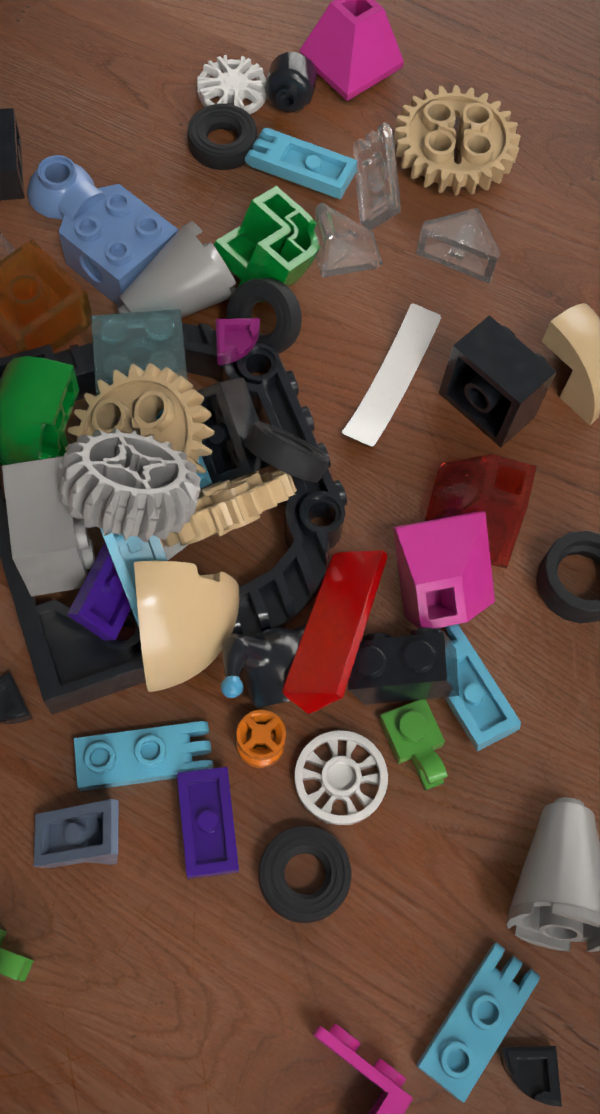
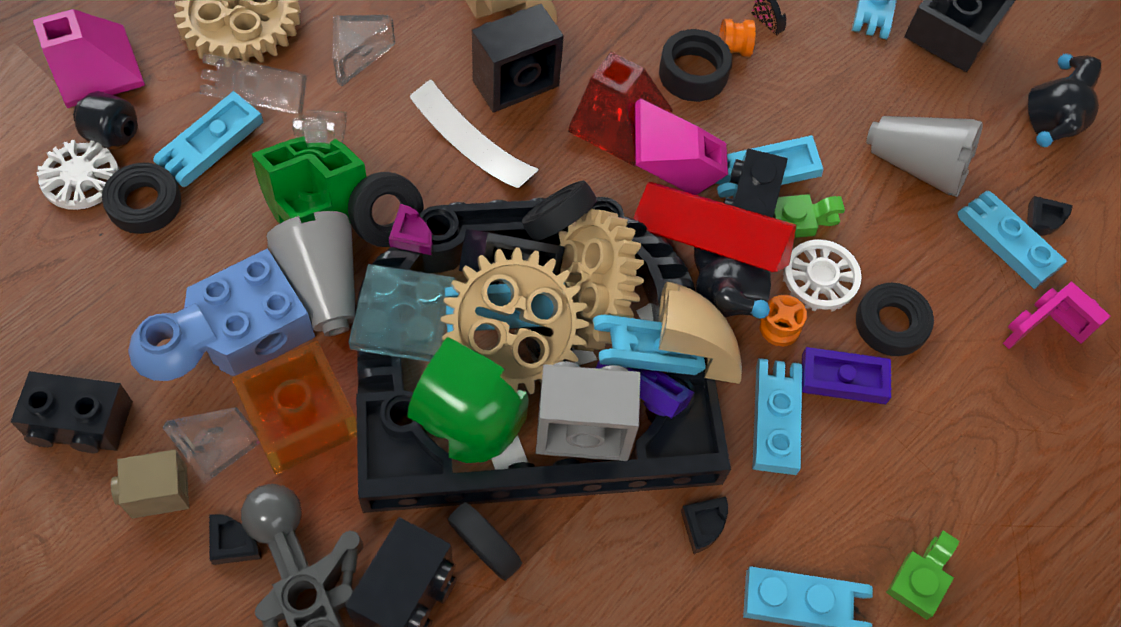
camera: 75 degrees left, 5 degrees down
(77, 835) = (848, 467): sand blue slope -> none
(128, 484) = (595, 311): light grey gear -> none

